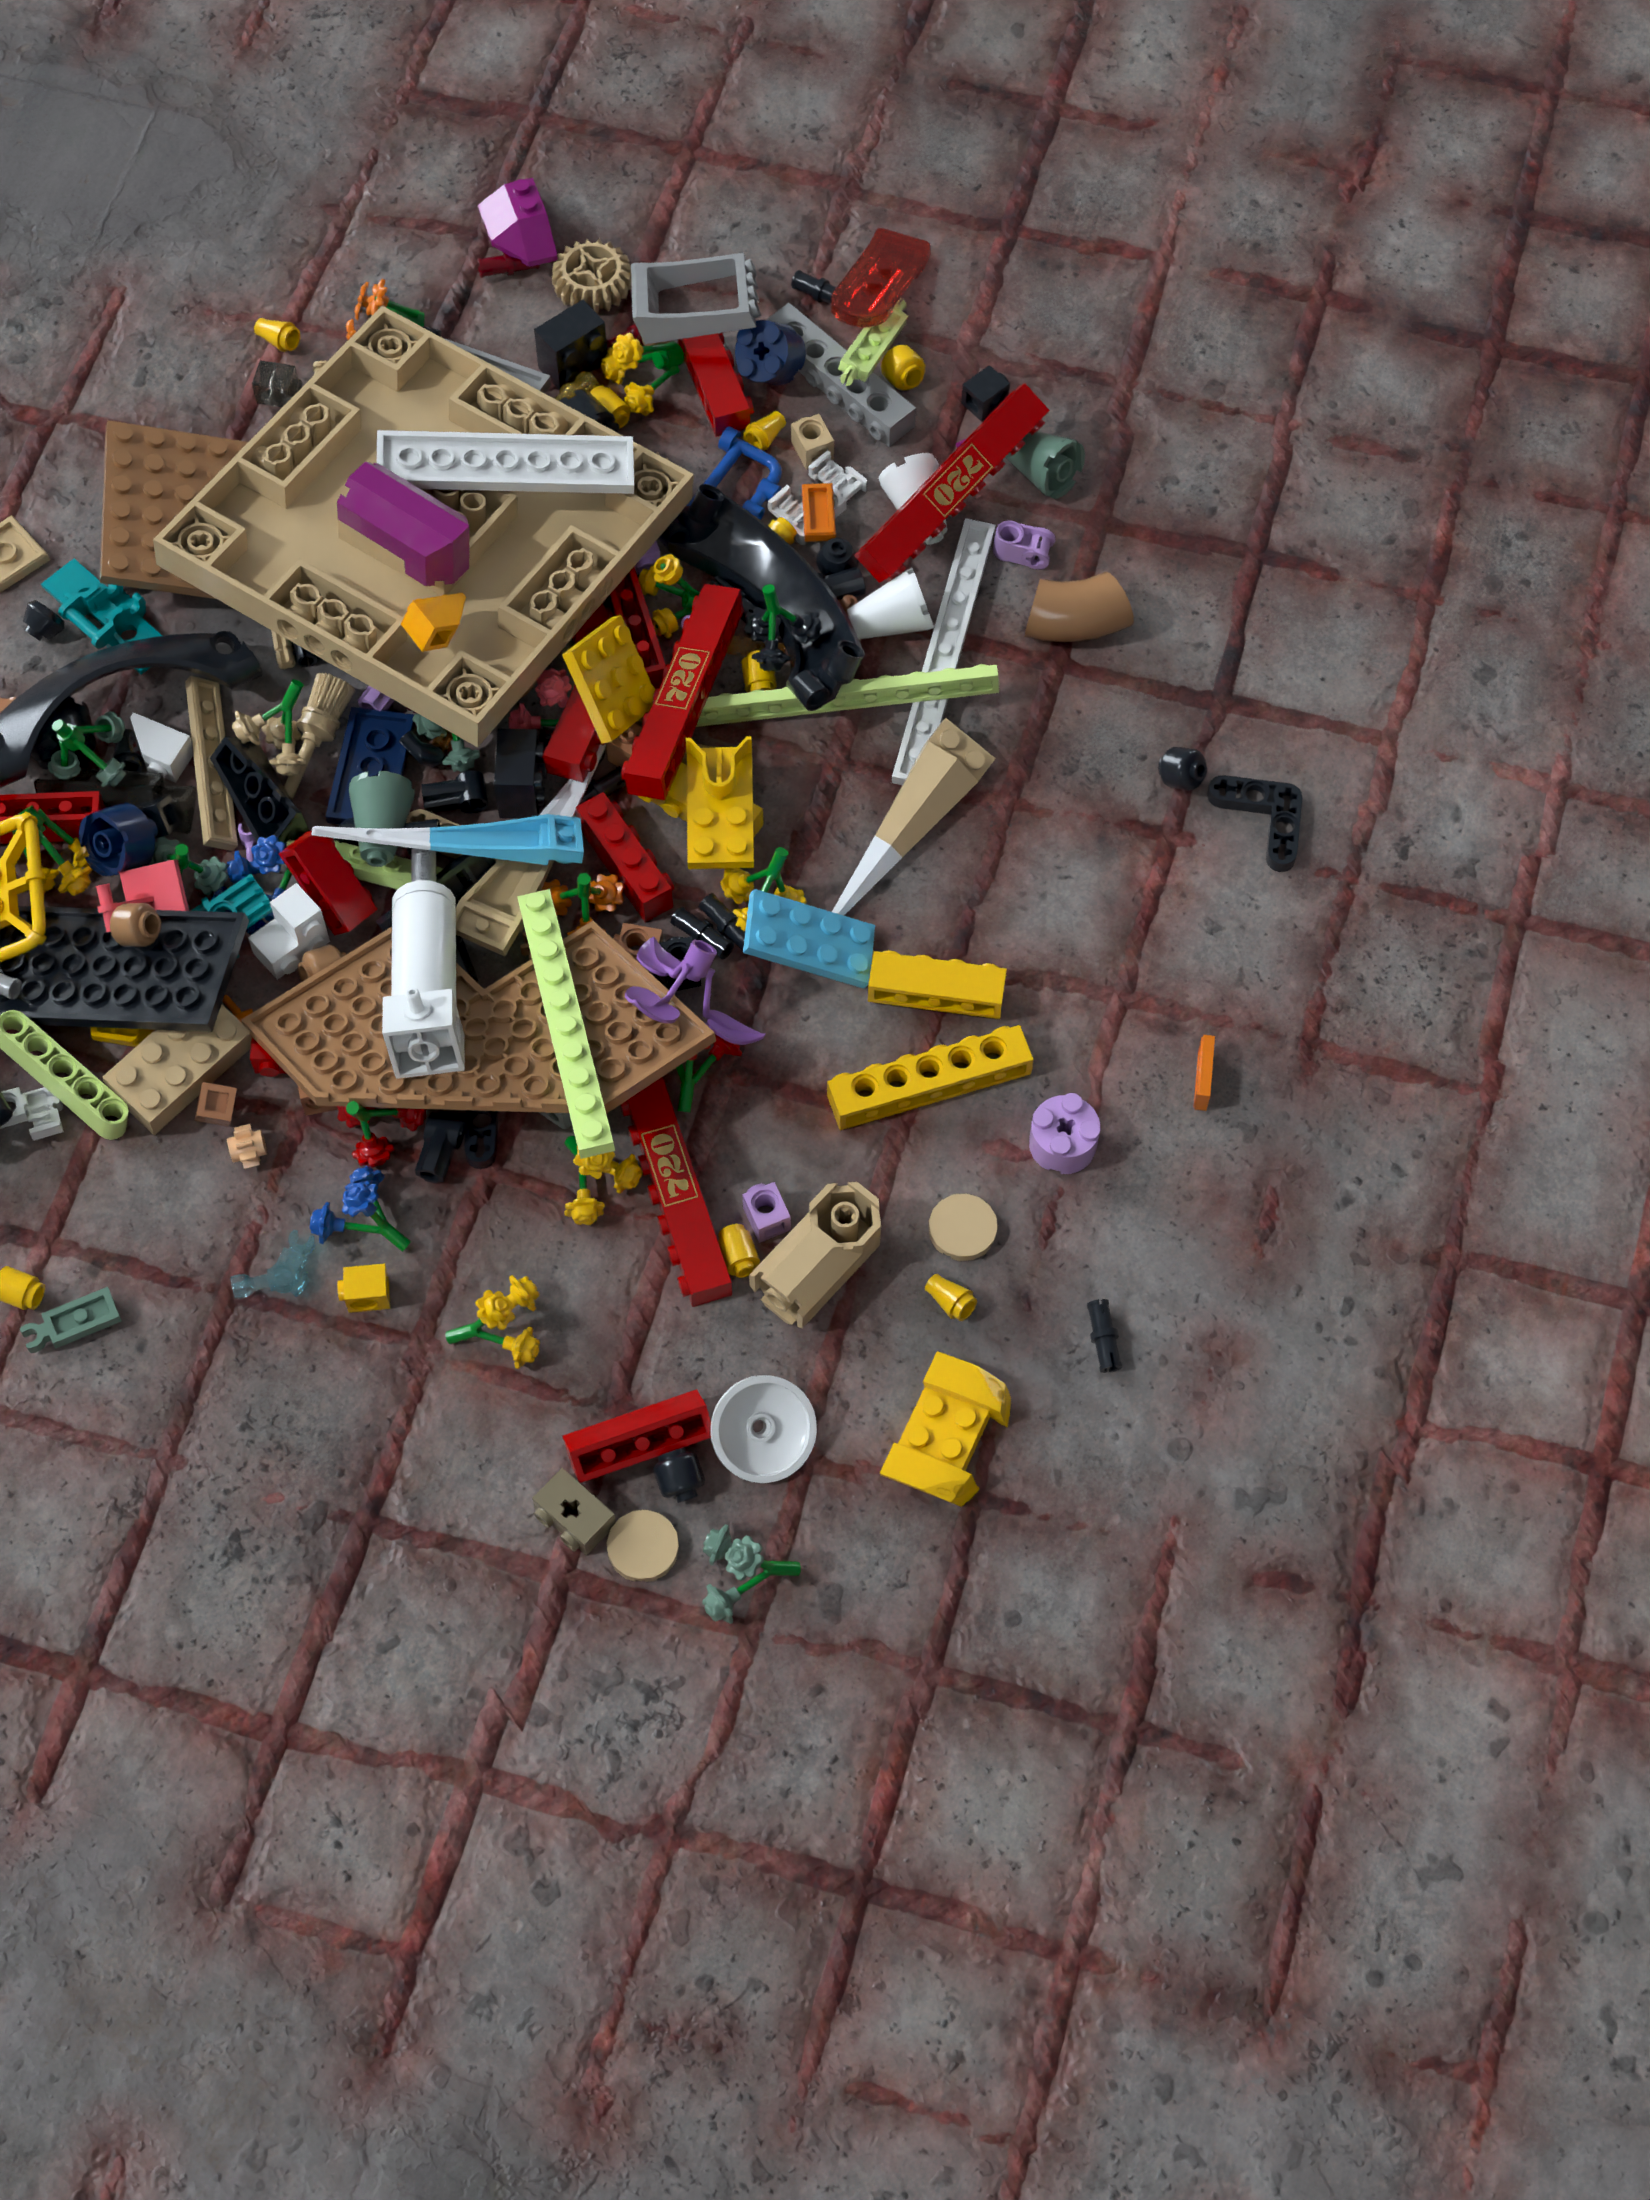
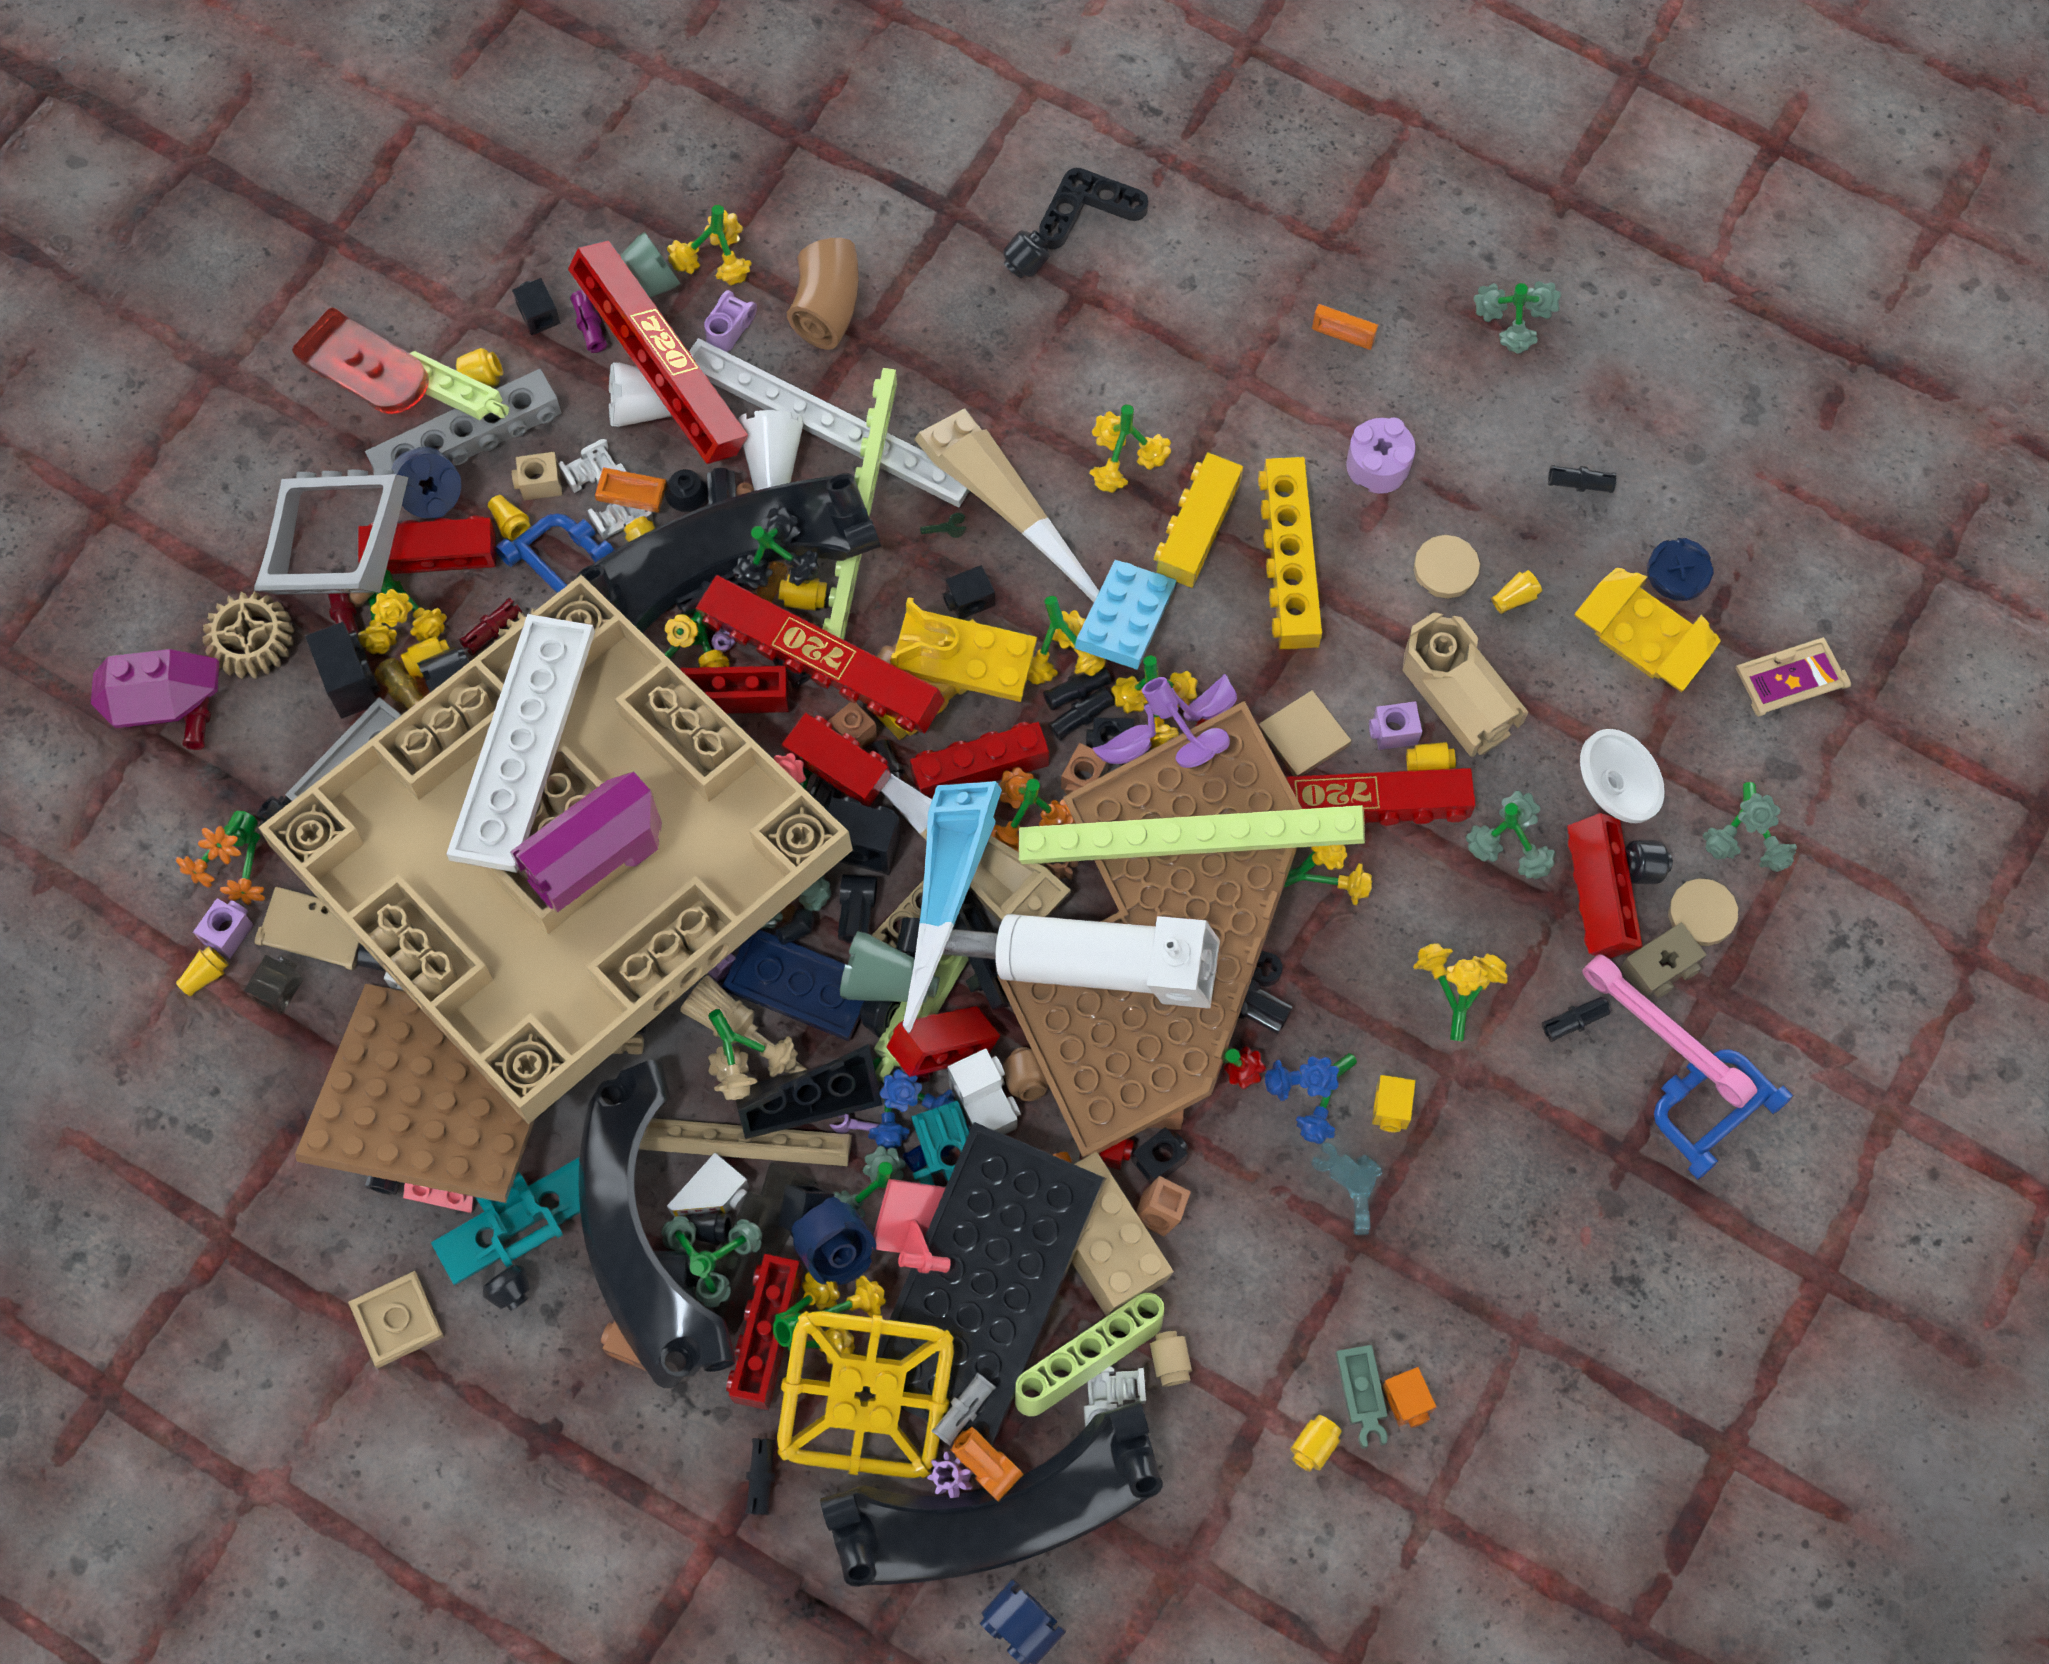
camera: 75 degrees left, 5 degrees up
(74, 1360) = (1409, 1398): none -> orange brick
(75, 1149) = (1171, 1358): none -> tan brick
(135, 924) = (957, 1235): medium nougat head -> none
(247, 1146) = (1212, 1186): light nougat gear -> none
(259, 1087) = (1149, 1166): none -> black brick
(318, 335) = (225, 941): none -> lavender brick
(434, 620) = (708, 845): light orange slope -> none
(442, 1554) = (1678, 1089): none -> blue bar
(450, 1589) = (1730, 1082): none -> bright pink piece
(494, 1441) = (1576, 1018): none -> black axle
(610, 678) = (804, 707): yellow plate -> none
(655, 444) = (489, 626): none -> dark red pin
(662, 1321) = (1518, 814): none -> sand green plant
(731, 970) = (1130, 697): none -> yellow plant
(737, 1134) = (1304, 734): none -> tan tile
(799, 809) = (969, 593): none -> black brick
(818, 288) = (347, 424): black pin -> none
(867, 776) = (948, 527): none -> clear green hand
(935, 1594) = (1792, 681): none -> door
(1011, 891) = (1112, 433): none -> yellow plant
(1031, 1455) = (1680, 569): none -> dark blue tile
(1080, 495) = (722, 231): none -> yellow plant
(1283, 1210) = (1541, 301): none -> sand green plant

